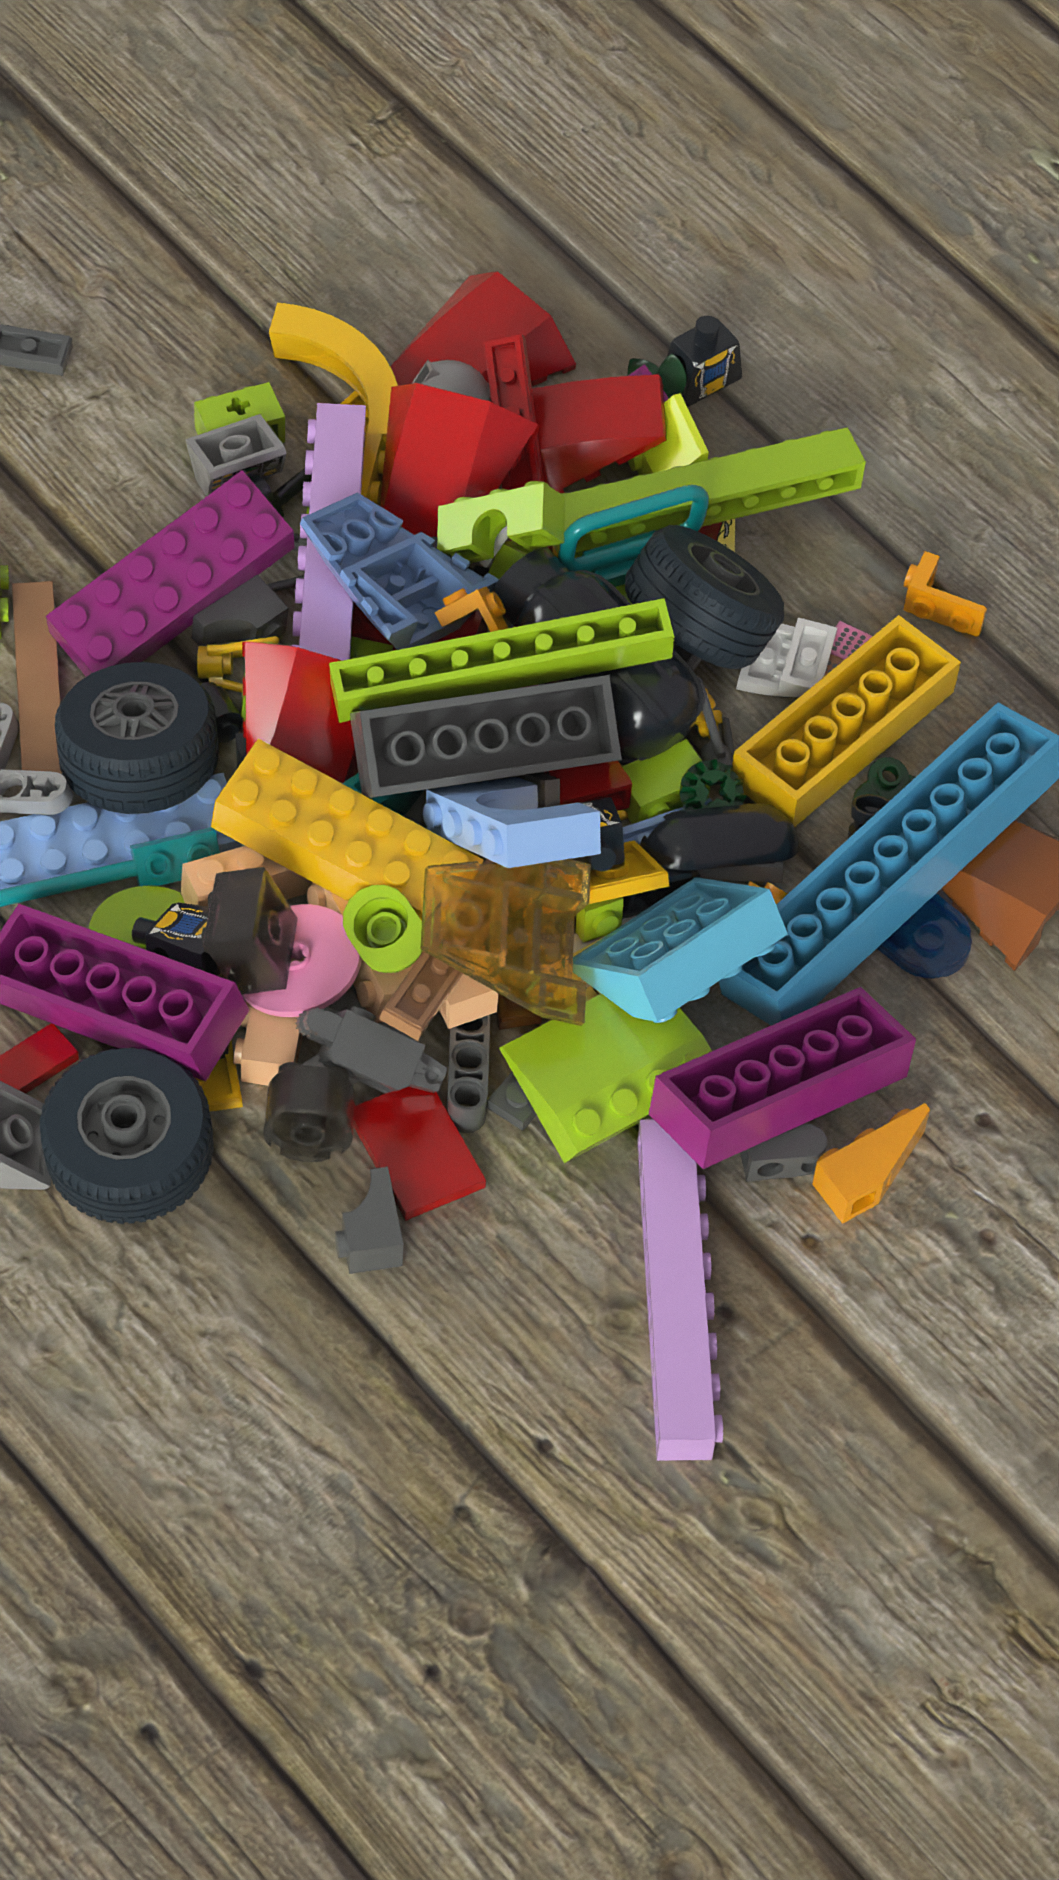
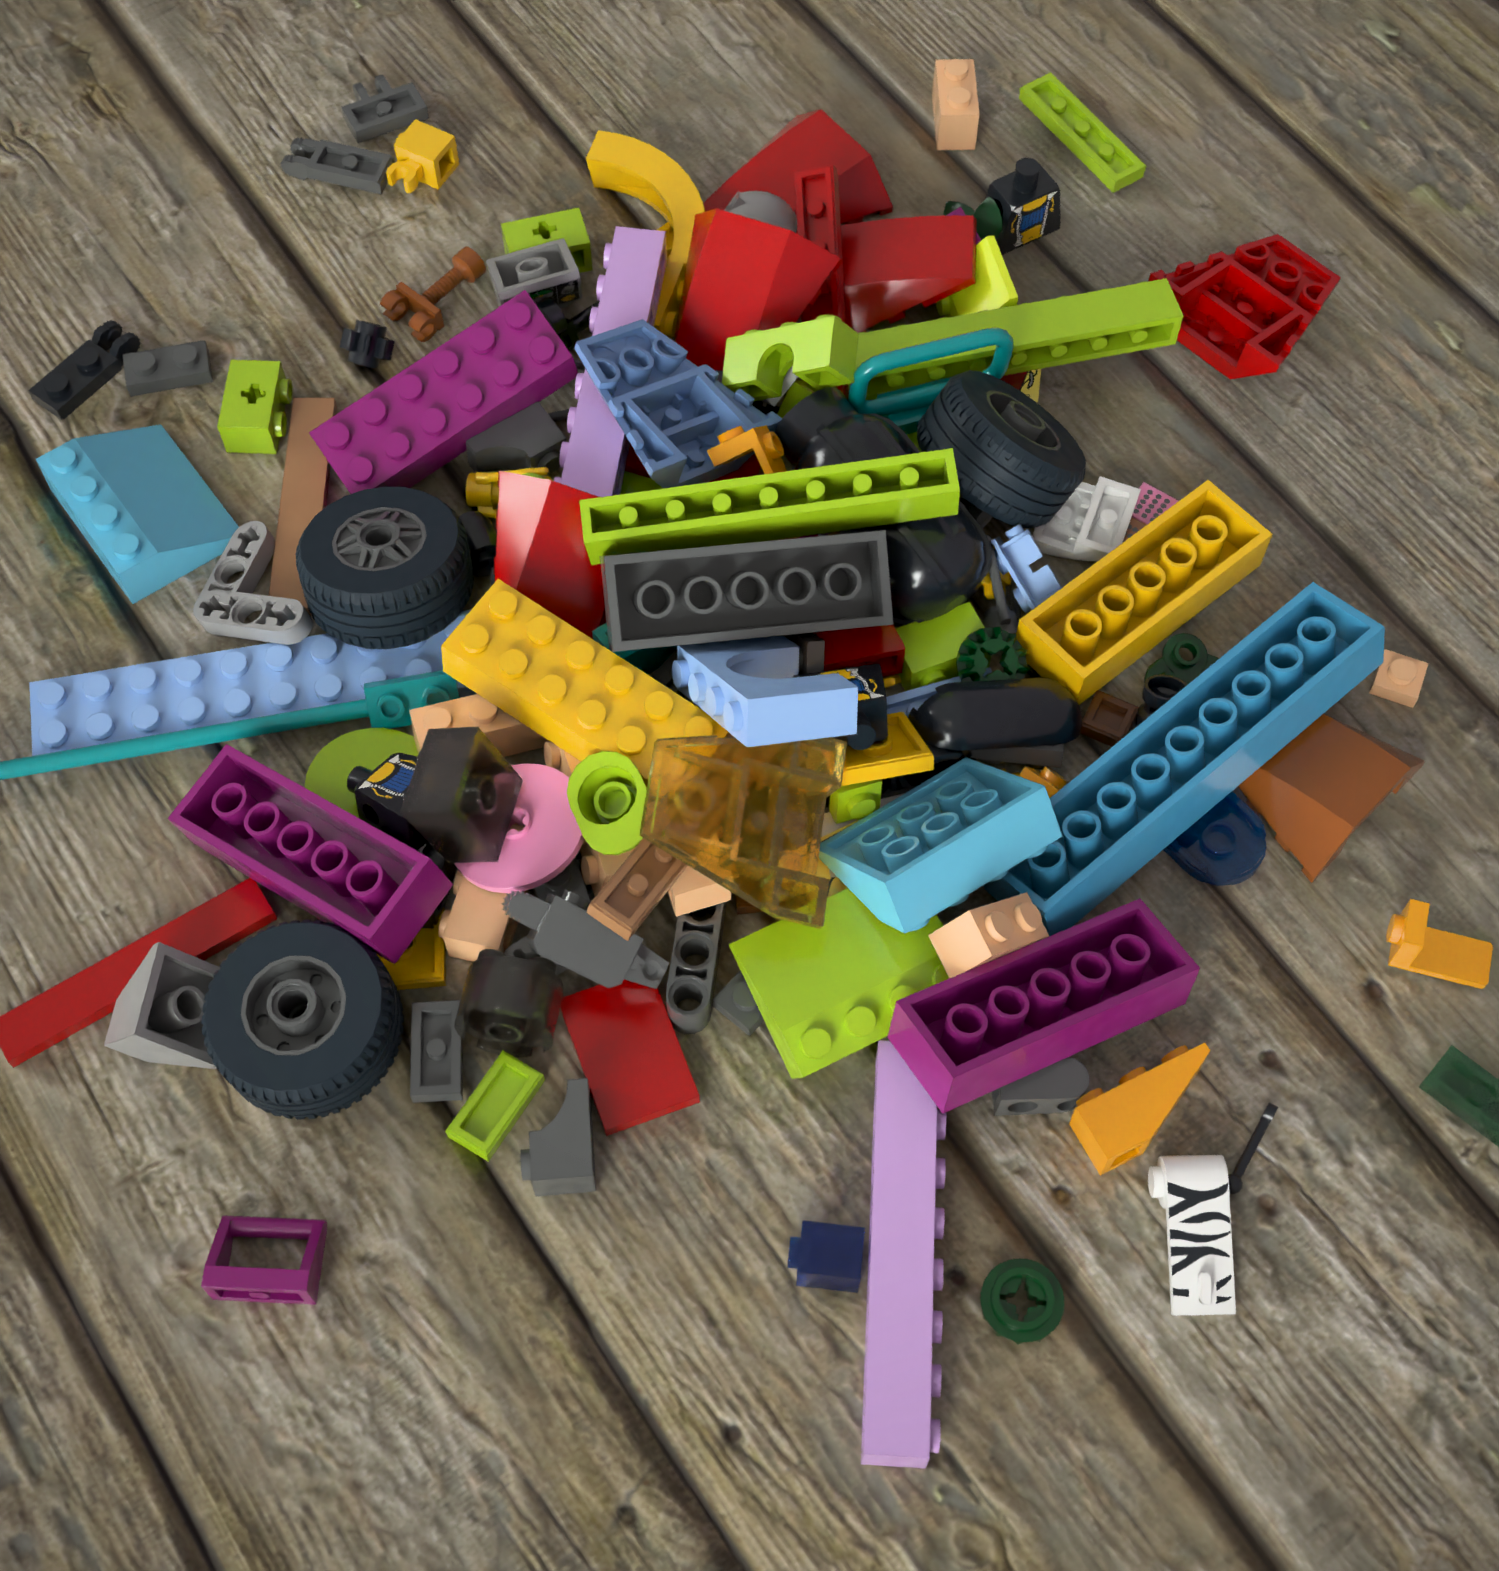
camera: 10 degrees right, 5 degrees up
(53, 290) = (385, 111): none -> dark grey hinge
(77, 527) = (367, 344): none -> black gear
(101, 335) = (423, 156): none -> yellow brick
(122, 1353) = (265, 1284): none -> magenta tile
(162, 445) = (427, 316): none -> dark orange bar
(246, 1158) = (435, 1053): none -> dark grey plate
(304, 1201) = (495, 1105): none -> lime tile
(613, 1298) = (827, 1256): none -> clear blue brick
(628, 258) = (955, 104): none -> light nougat brick
(726, 696) = (1016, 558): none -> light blue hinge
(728, 1018) = (988, 933): none -> light nougat brick
(756, 280) = (1082, 132): none -> lime plate
(798, 1314) = (1040, 1286): none -> dark green gear
(821, 837) = (1108, 718): none -> reddish brown tile
(929, 446) = (1249, 305): none -> red wedge
(929, 1259) = (1198, 1232): none -> white door
(938, 605) = (1250, 471): light orange bracket -> none
(957, 1219) = (1235, 1181): none -> black hinge

